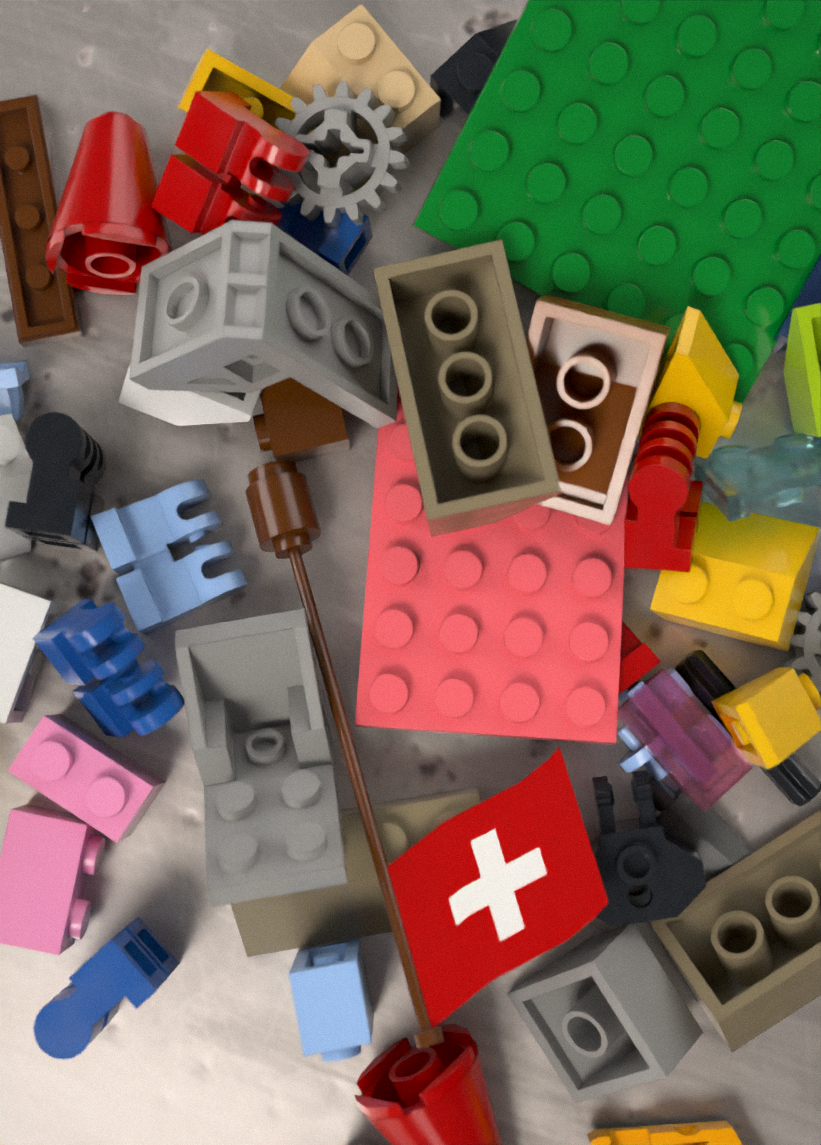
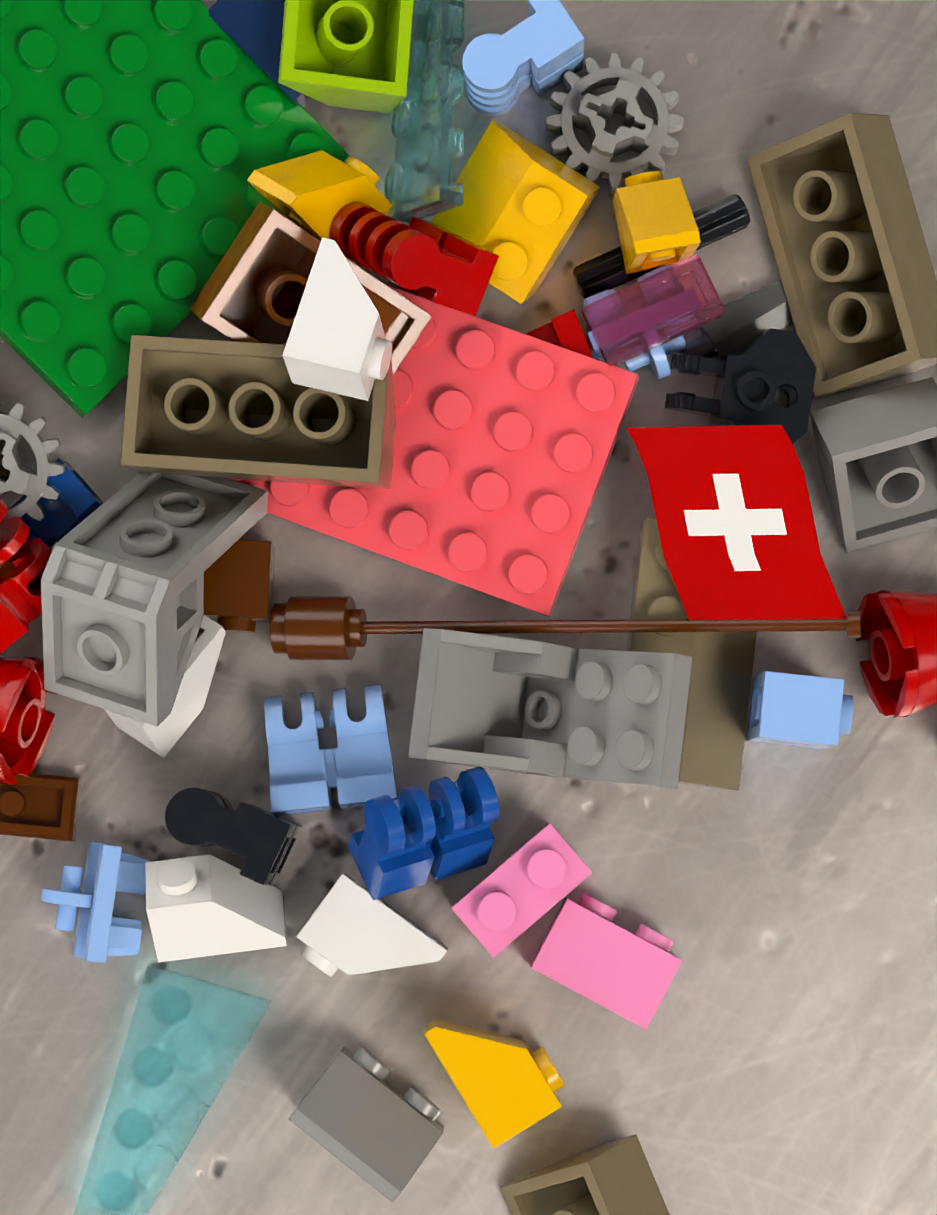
camera: 70 degrees left, 0 degrees up
(127, 966) = (717, 917): blue legs -> none
(562, 429) = (336, 331): none -> white slope

